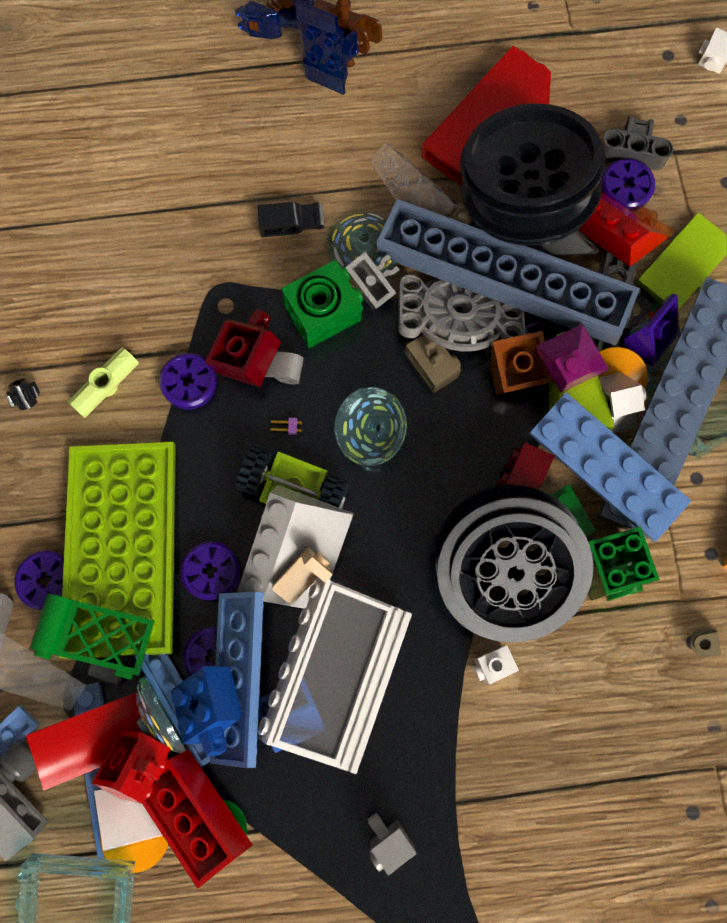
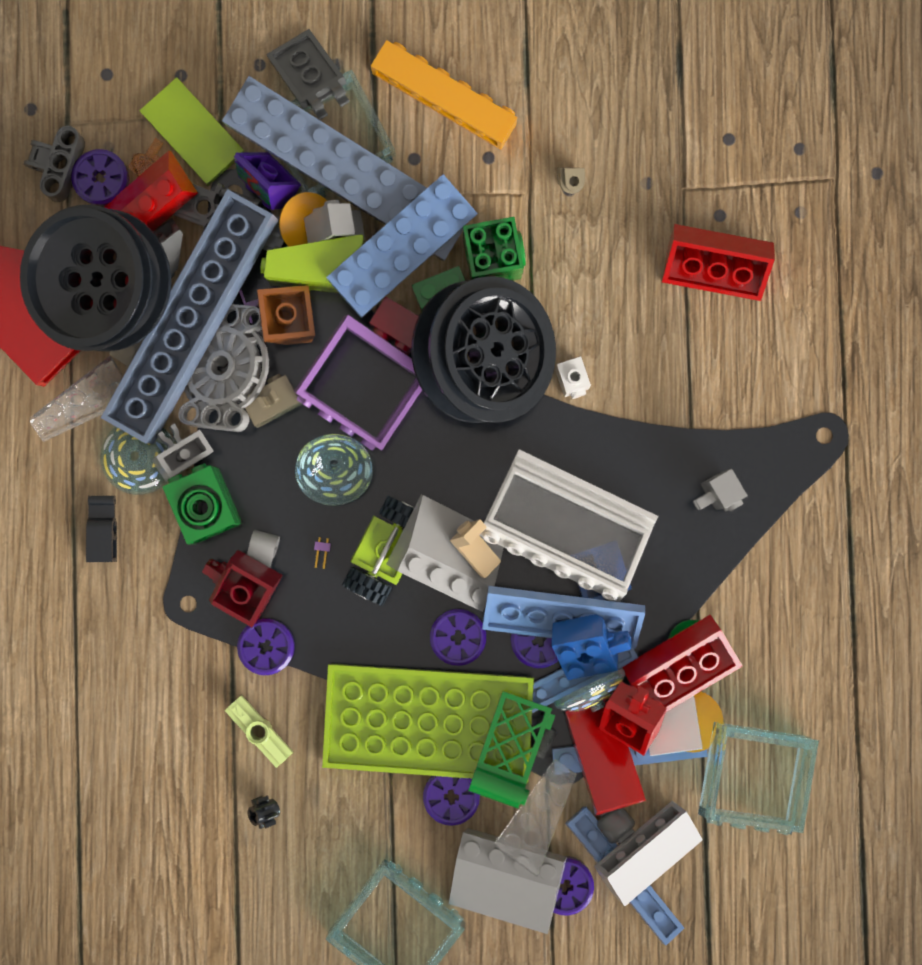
camera: 85 degrees left, 10 degrees up
(426, 416) = (329, 414): none -> medium lavender window
(571, 358) = (290, 265): magenta slope -> none
(642, 817) = (718, 262): none -> red slope

